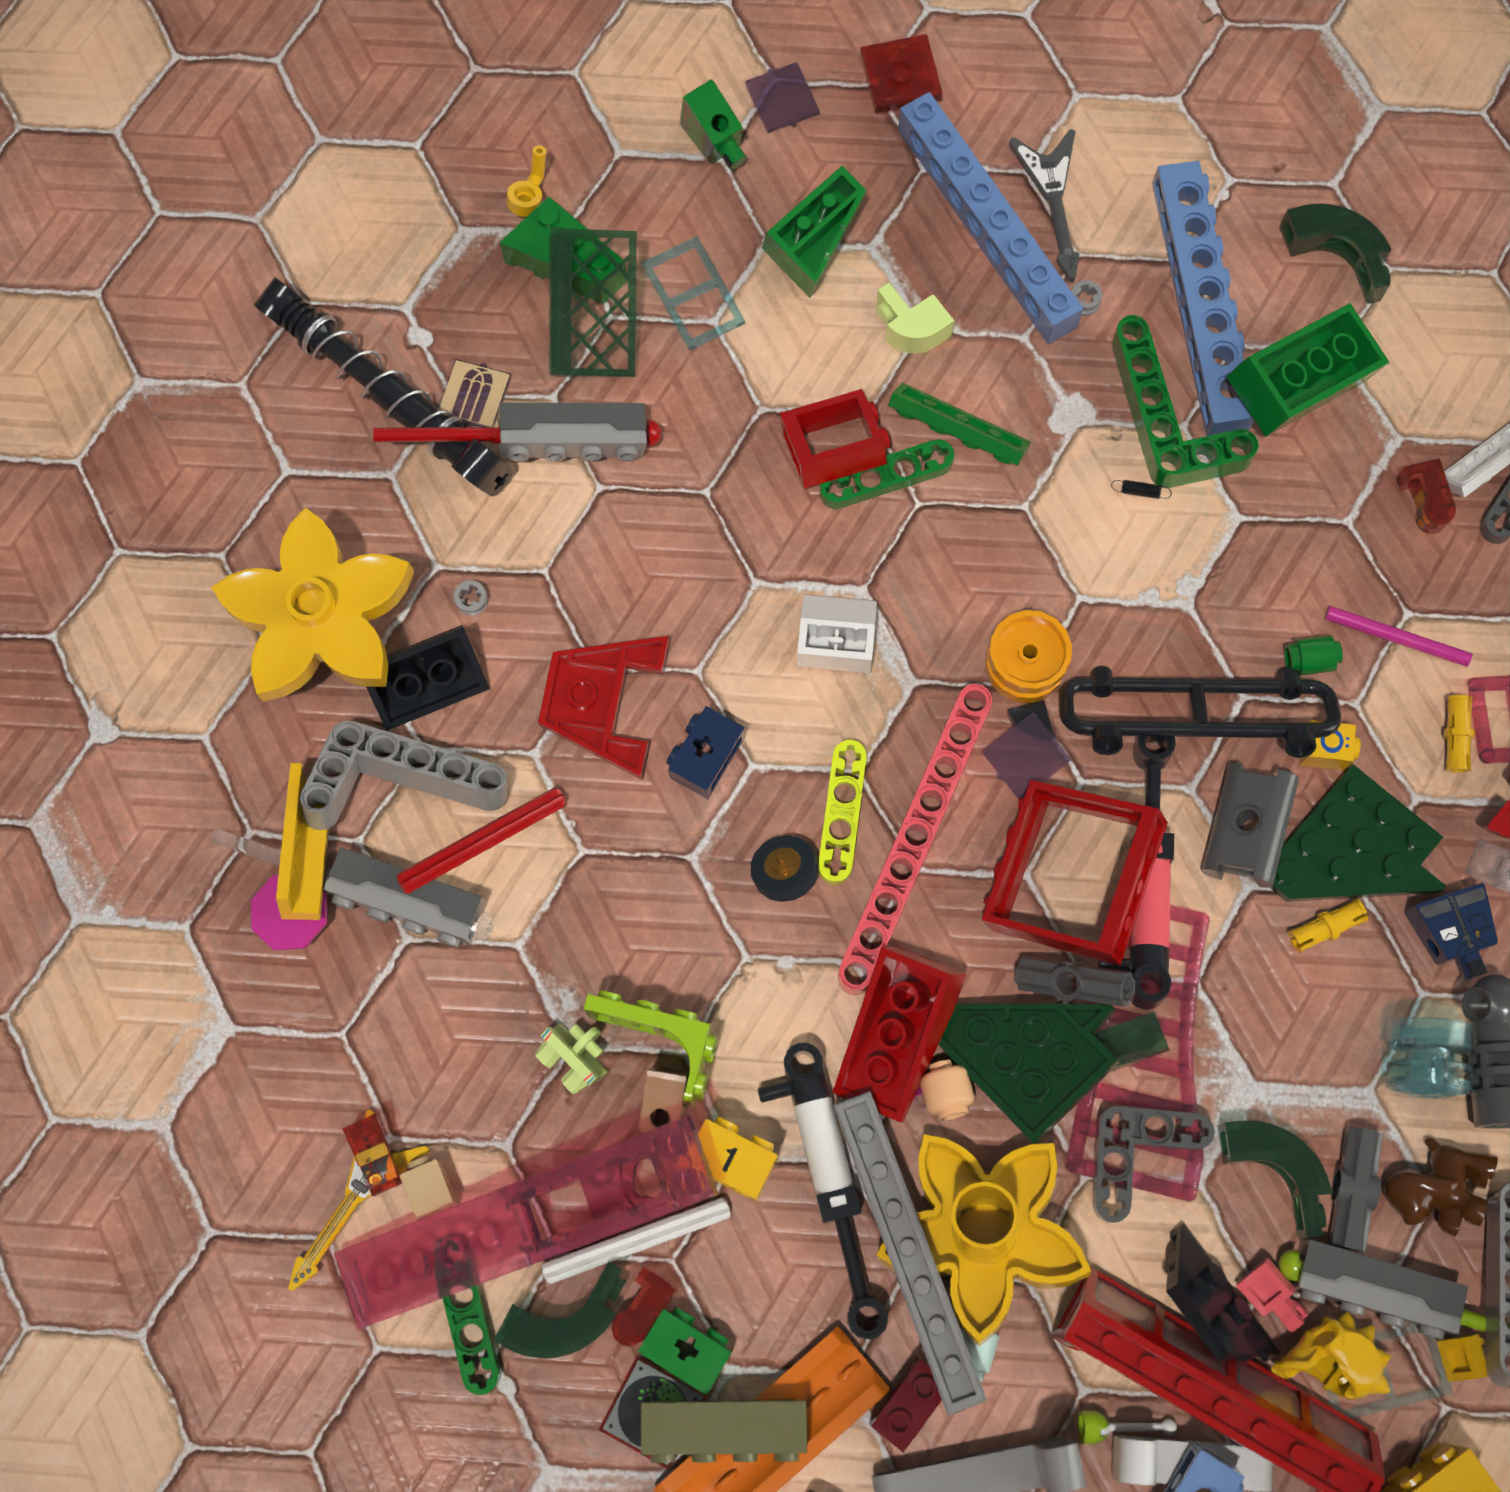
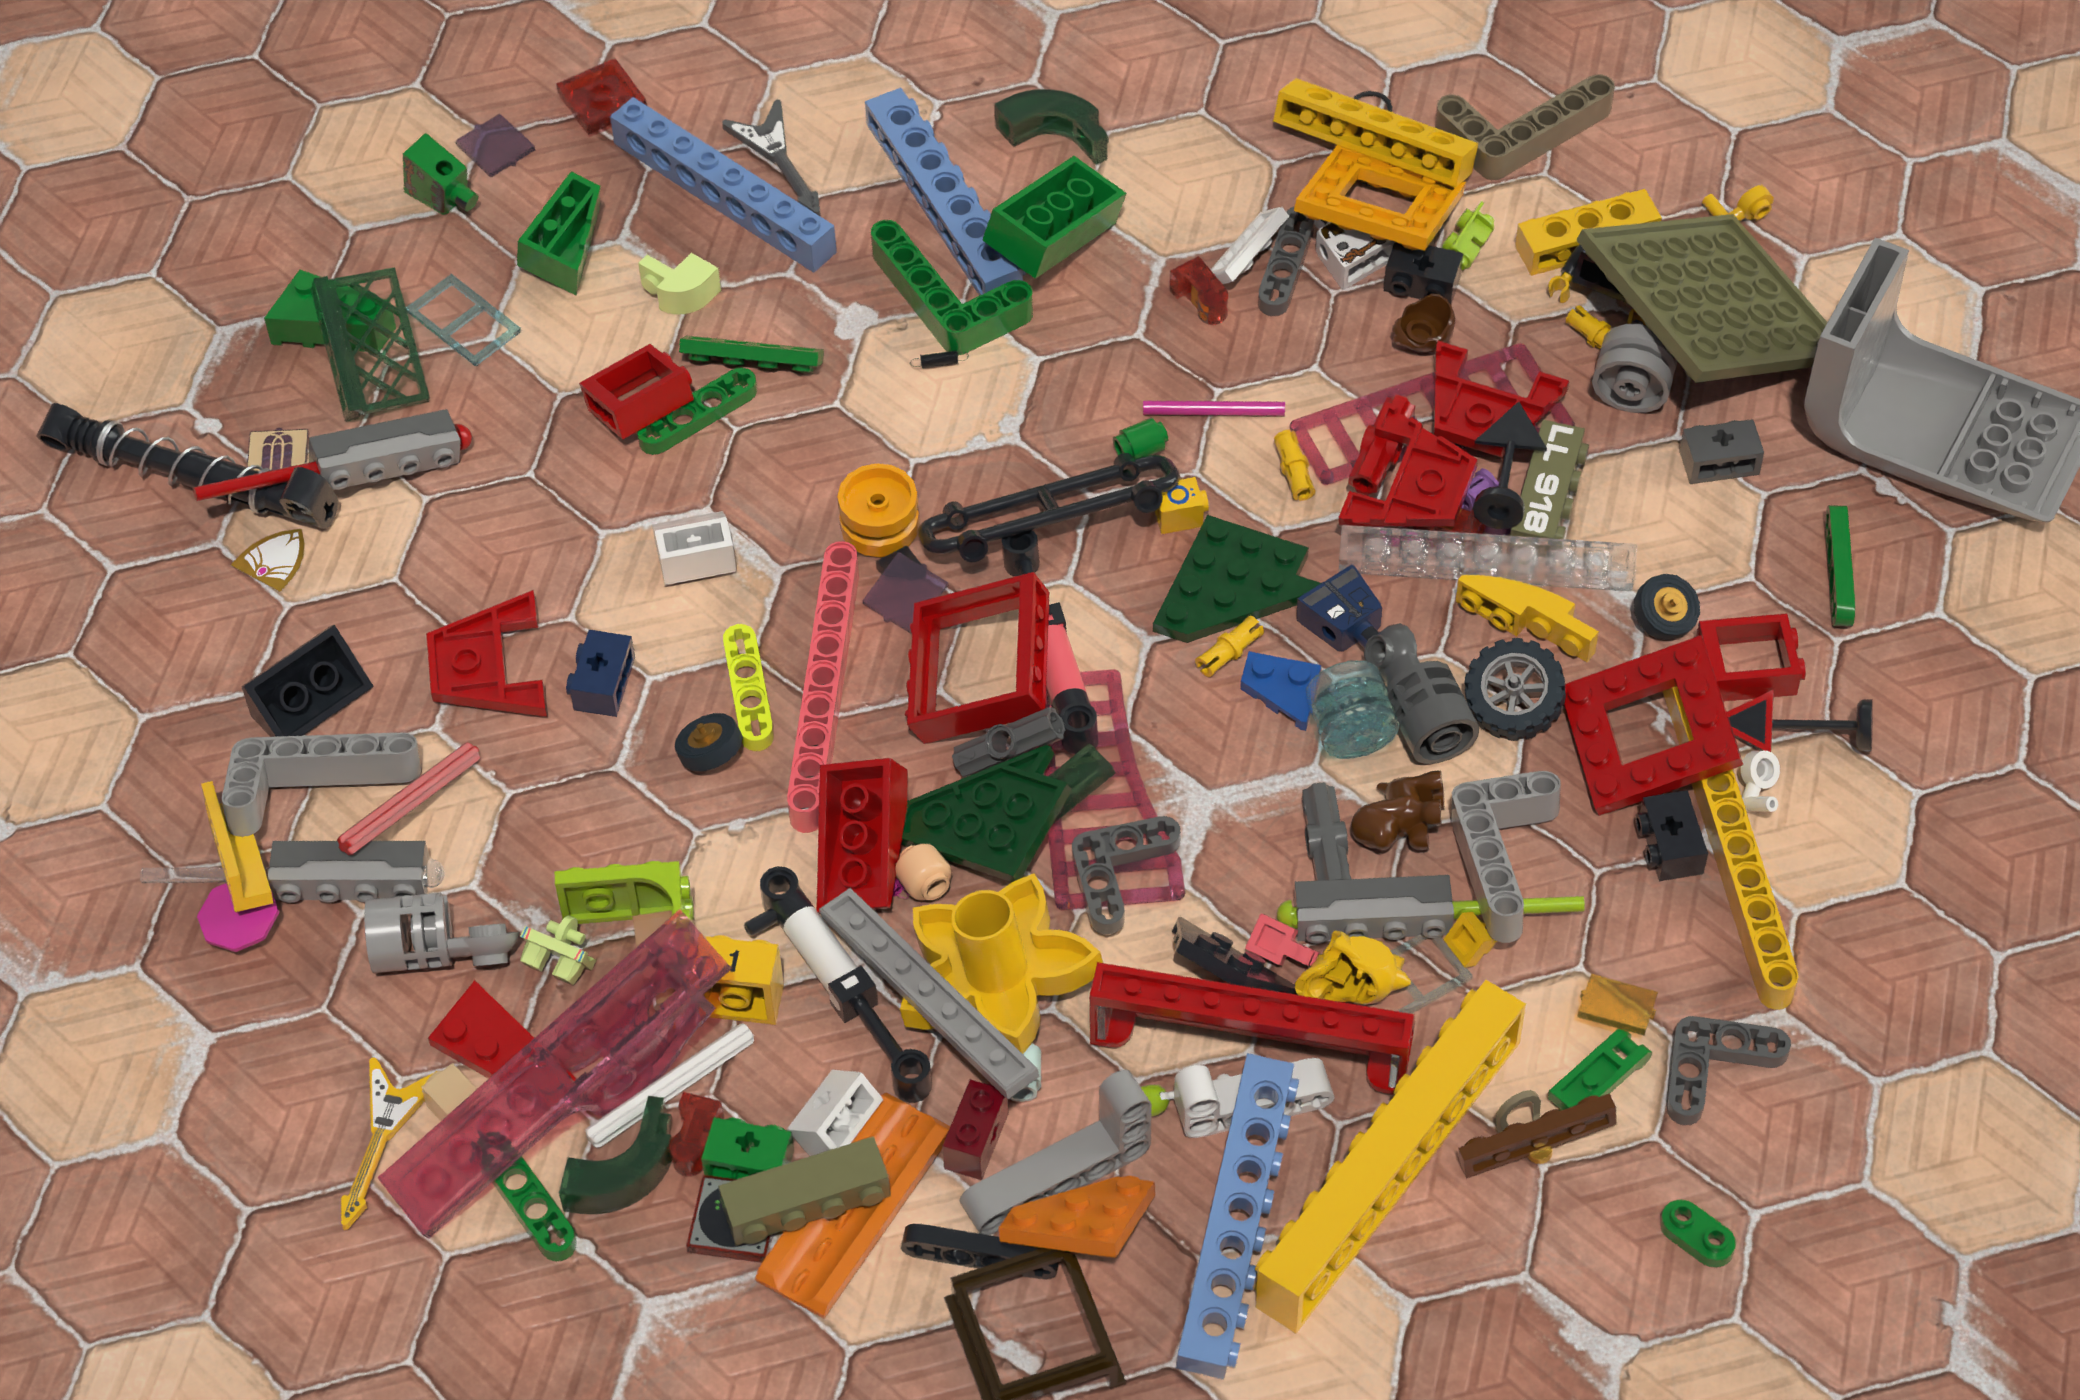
camera: 20 degrees left, 20 degrees down
(315, 610) = (187, 645): yellow plant -> none
(373, 1154) = (387, 1081): clear red leg -> none
(438, 510) = (273, 558): none -> sticker
(449, 1001) = (431, 935): none -> light grey cylinder
(466, 588) = (327, 607): light grey bush -> none
(485, 1133) = (480, 1033): none -> red wing
(526, 195) = (274, 281): yellow plate -> none
(780, 1341) = (835, 1112): none -> white brick
(1090, 288) = (839, 217): light grey bush -> none
(1253, 851) = (1129, 584): dark grey piece -> none
(1288, 1157) = (1251, 831): clear green arch -> none
(1367, 988) = (1280, 684): none -> blue wing

